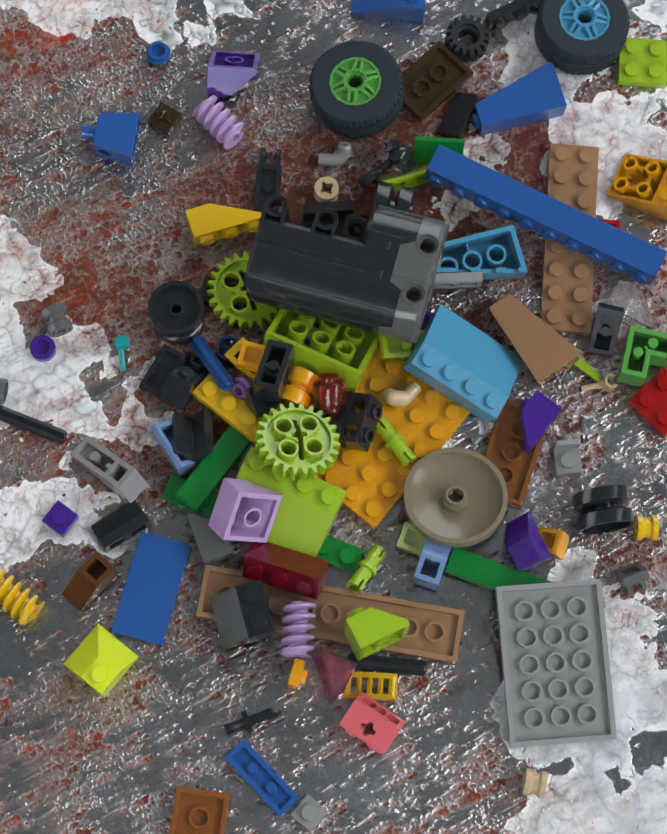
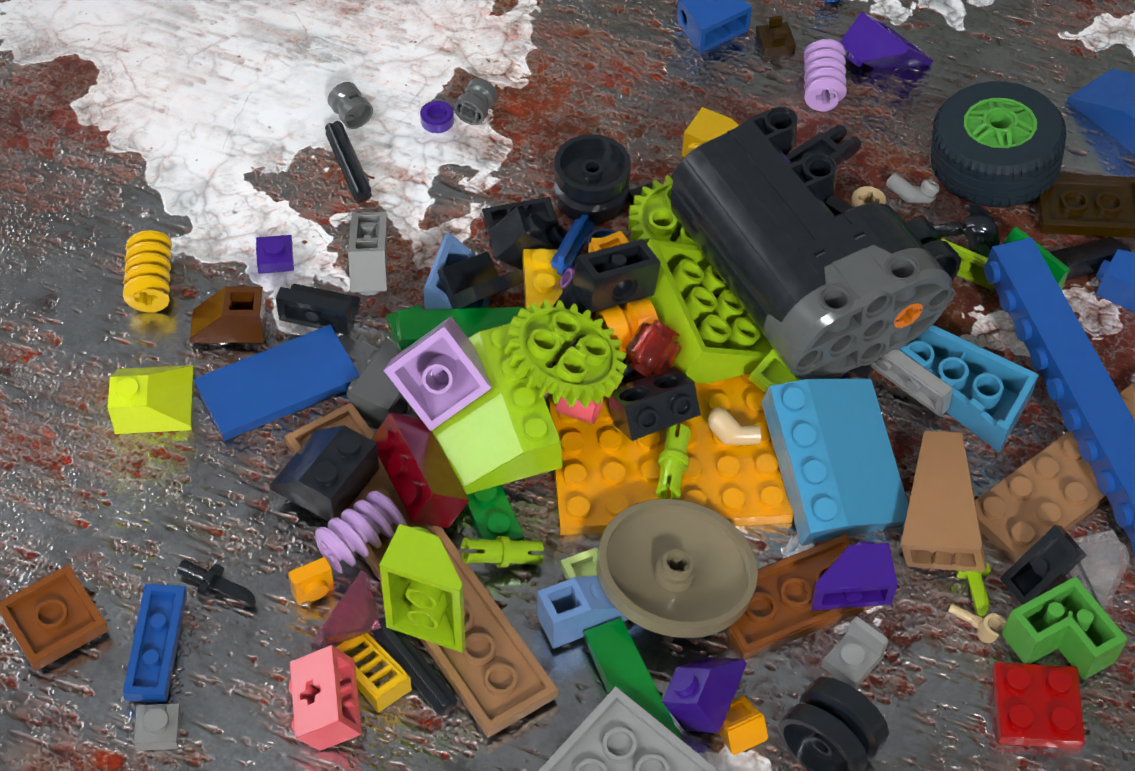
camera: 50 degrees right, 20 degrees down
(121, 344) = (510, 168): teal hand -> none

